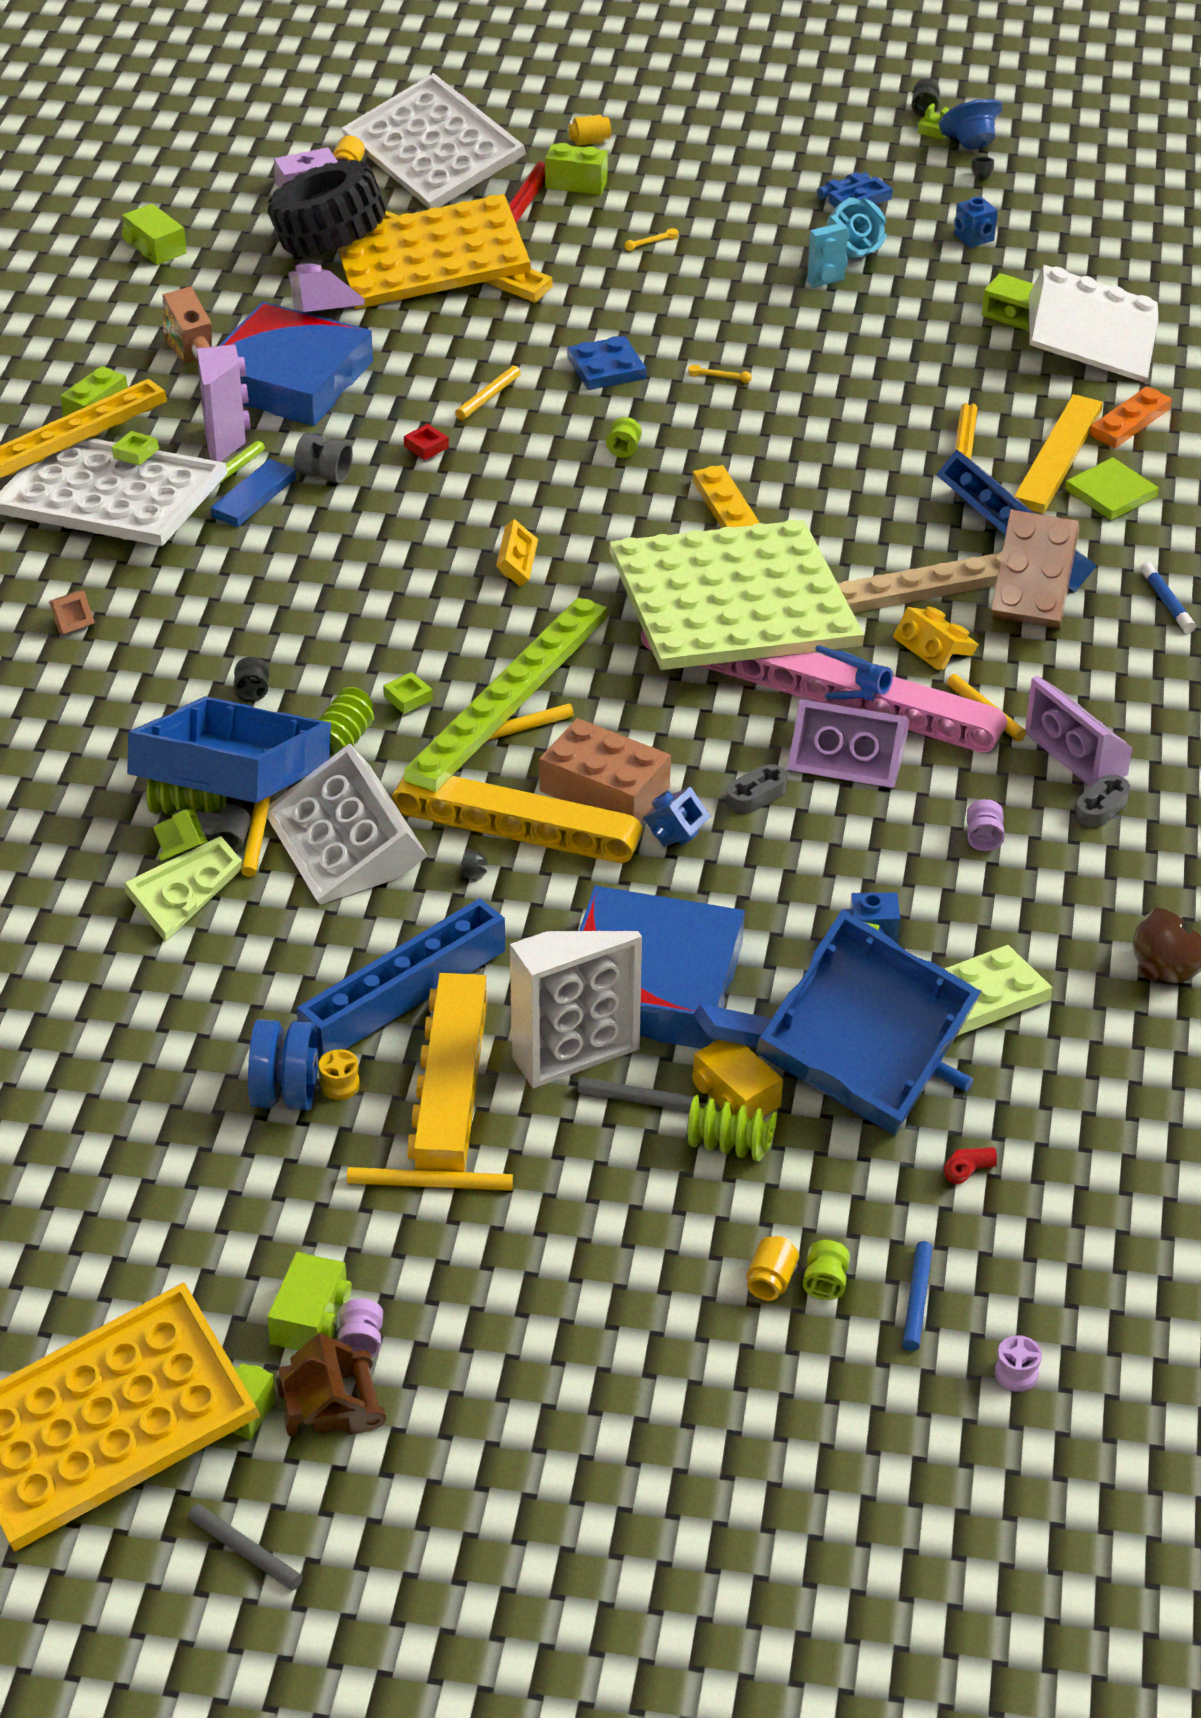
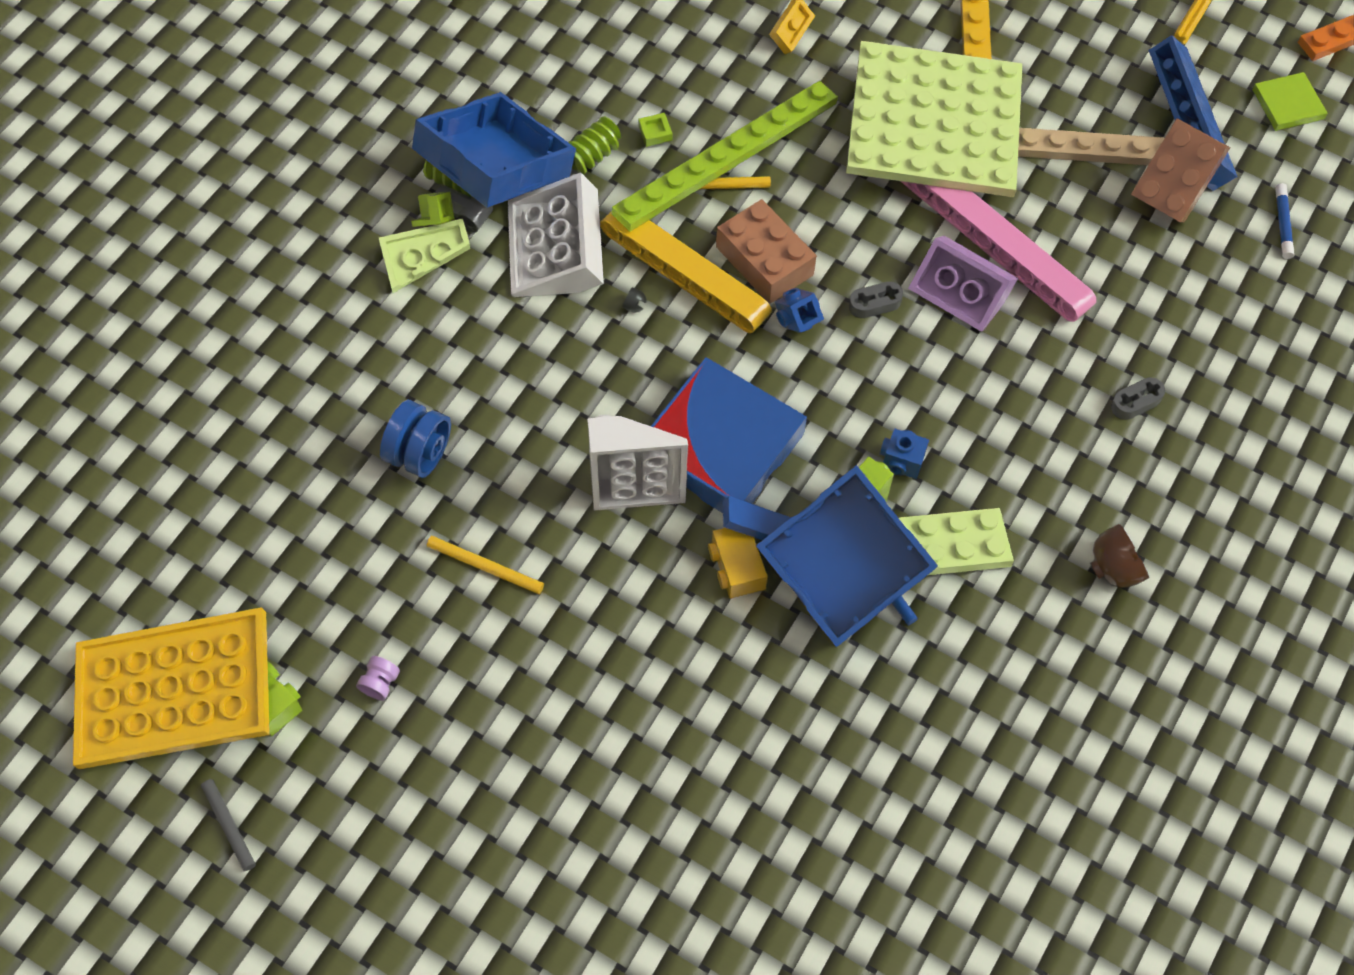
camera: 20 degrees right, 20 degrees up
(245, 685) = (546, 82): pearl dark grey wheel -> none
(255, 837) = (489, 227): yellow bar -> none
(308, 1301) = (352, 643): lime brick -> none
(317, 1393) = (323, 717): reddish brown piece -> none
(339, 1074) = (453, 448): yellow wheel -> none
(404, 976) = (535, 389): blue brick -> none
(450, 1073) = (535, 483): yellow brick -> none
(634, 1094) = (664, 544): dark grey bar -> none
(730, 1129) = (711, 604): lime piece -> none
(772, 1267) = (689, 733): yellow brick -> none
(826, 1270) = (727, 750): lime wheel -> none
(870, 677) = (1003, 234): blue plant -> none
(917, 1296) = (786, 793): blue bar -> none
(933, 637) = (1077, 201): yellow bracket -> none
(965, 1161) = (876, 690): red arm -> none
(966, 691) = (1088, 278): yellow bar -> none
(985, 825) = (1034, 389): lavender wheel -> none
(1027, 1359) = (834, 876): lavender wheel -> none
(1058, 453) = (1262, 54): yellow tile -> none
(1074, 734) = (1143, 333): lavender slope -> none

